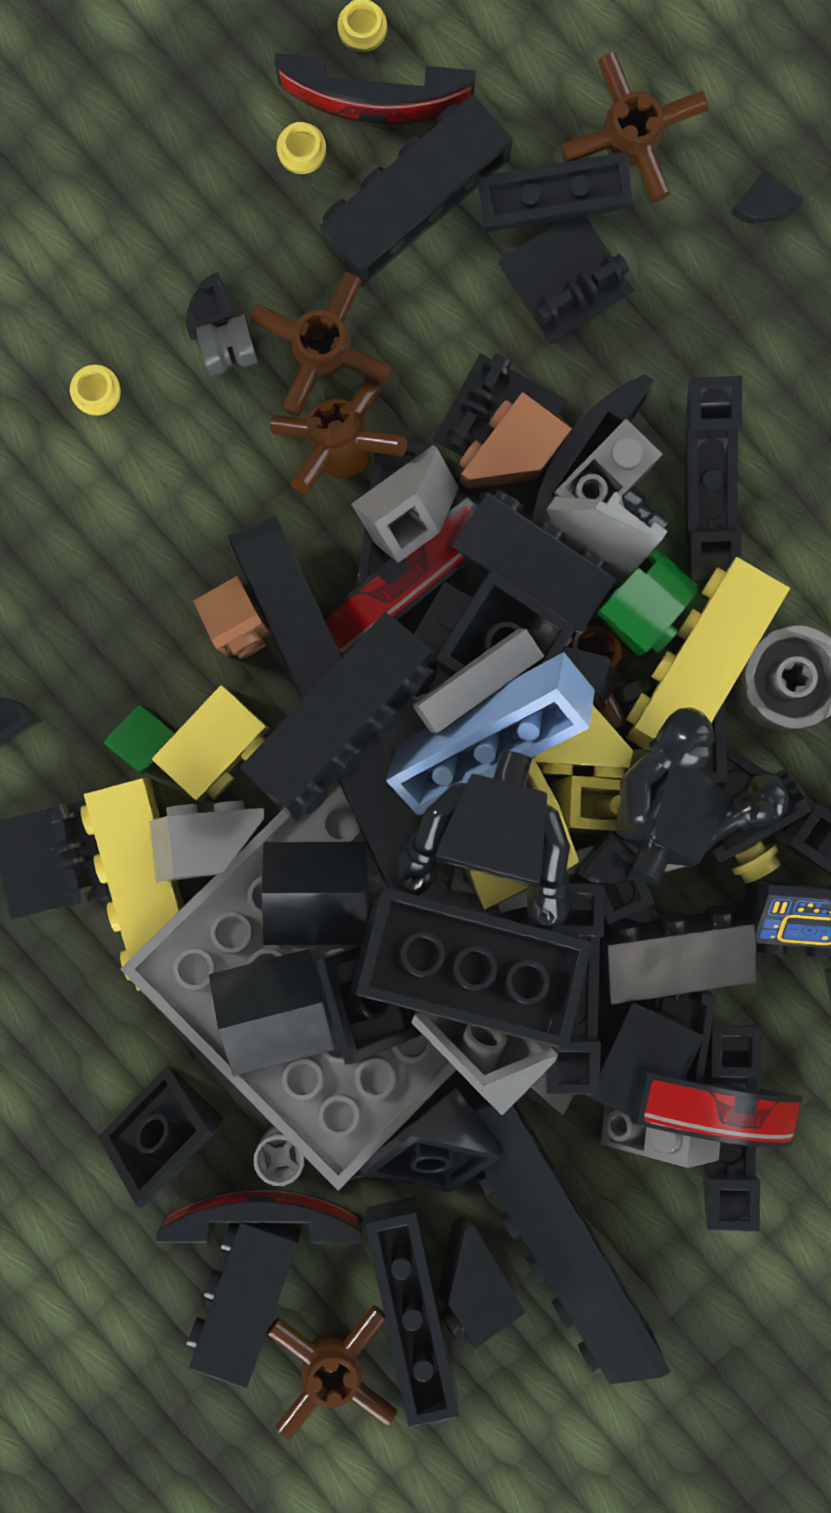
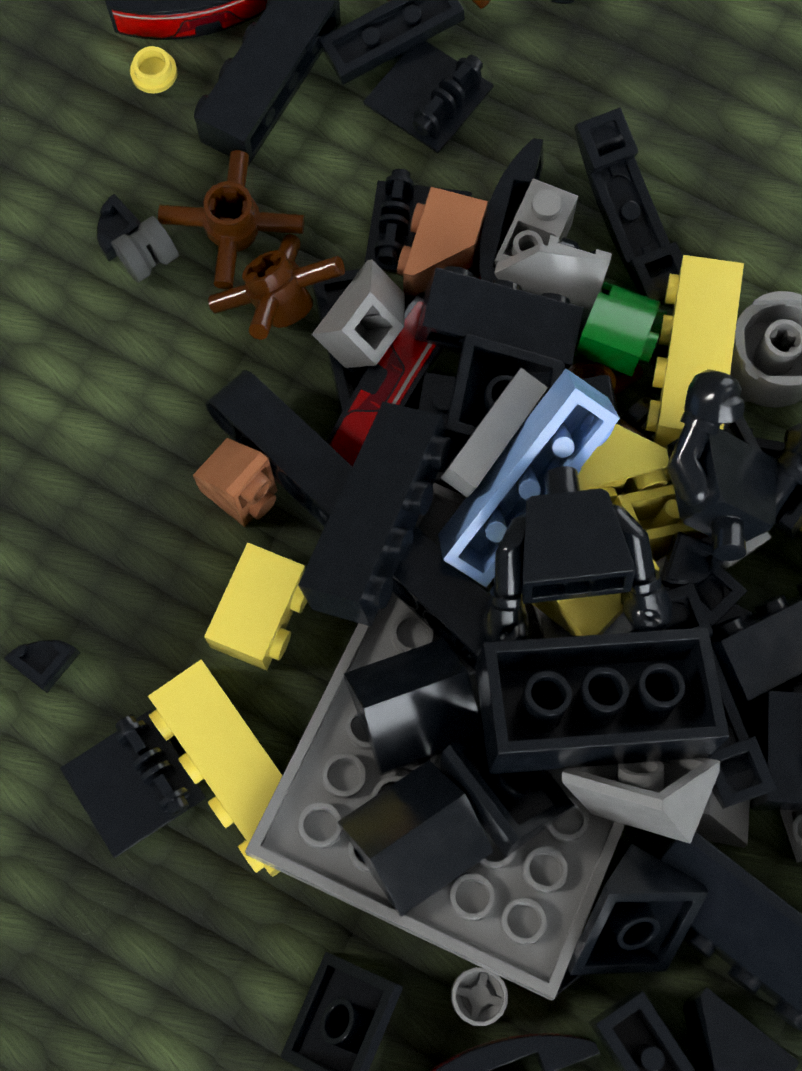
camera: 20 degrees left, 15 degrees down
(95, 390) = (33, 330): light yellow plate -> none
(139, 739) = (183, 632): green slope -> none
(200, 843) = (279, 698): light grey slope -> none

